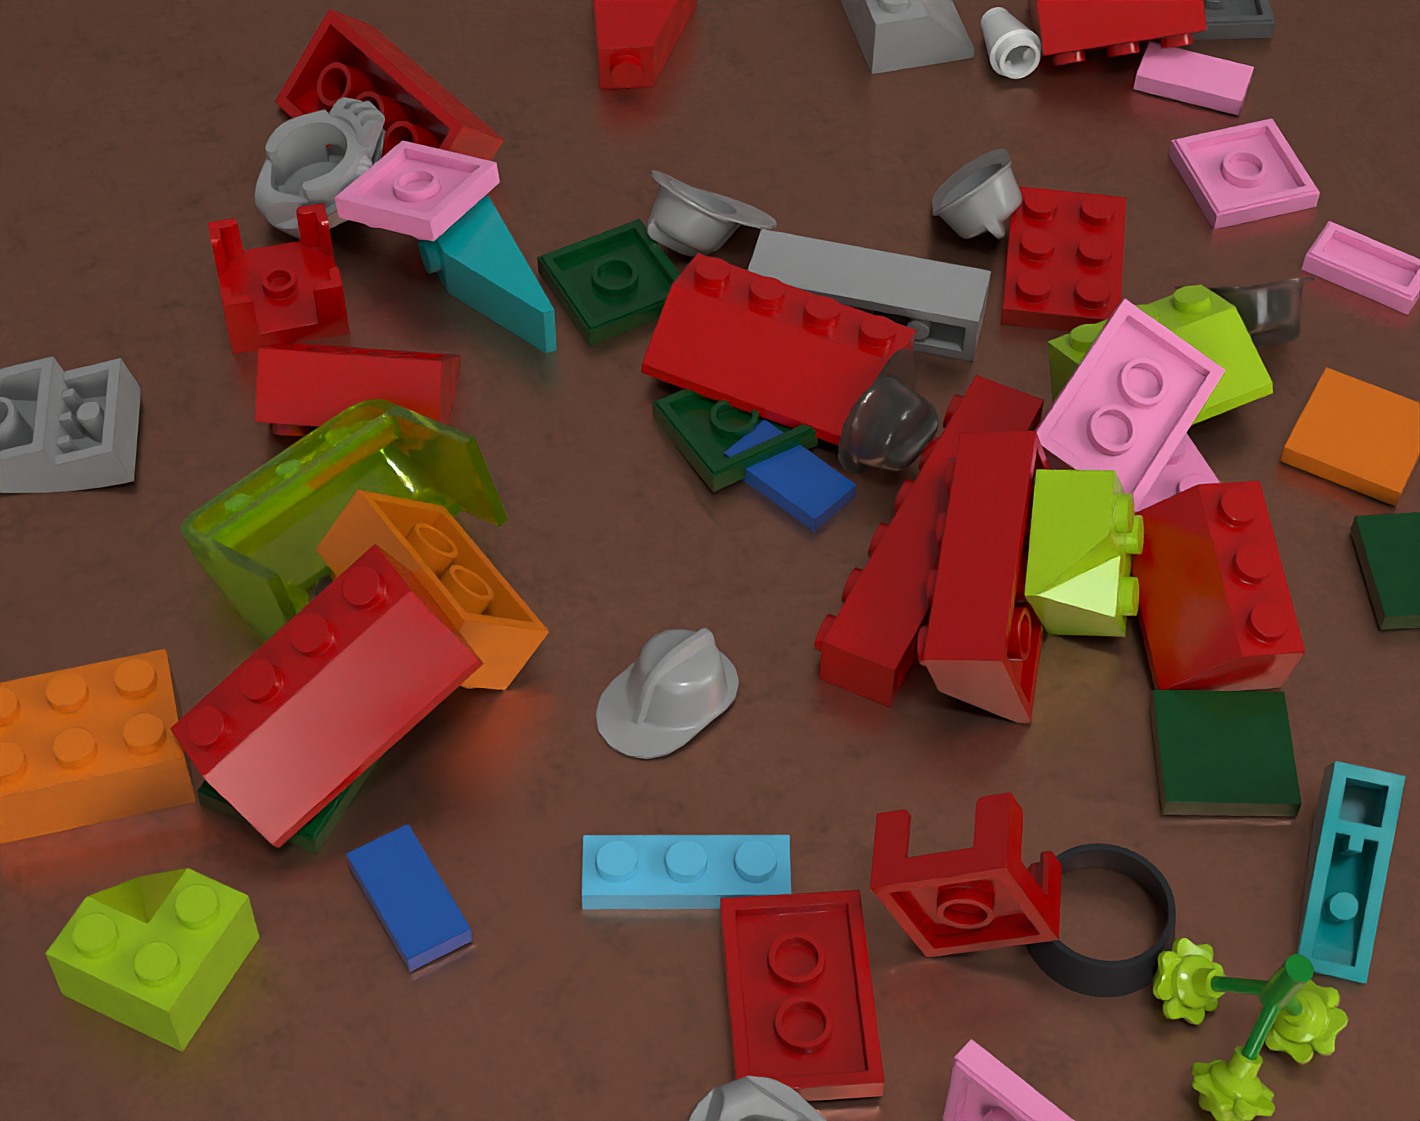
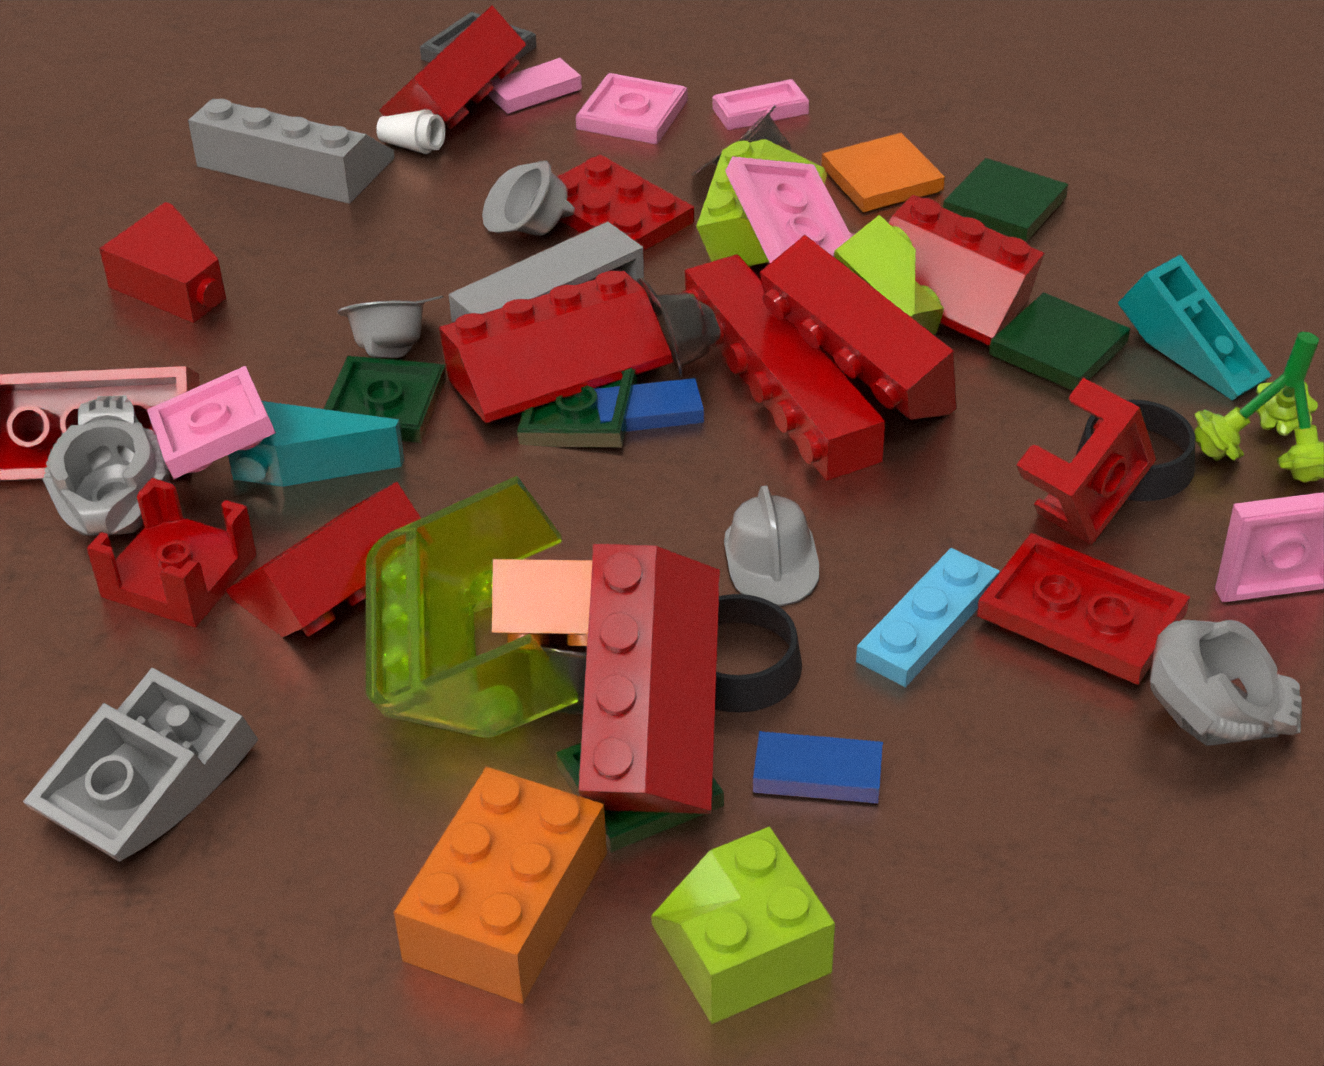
camera: 50 degrees left, 10 degrees down
(508, 800) = (768, 686): none -> black tyre

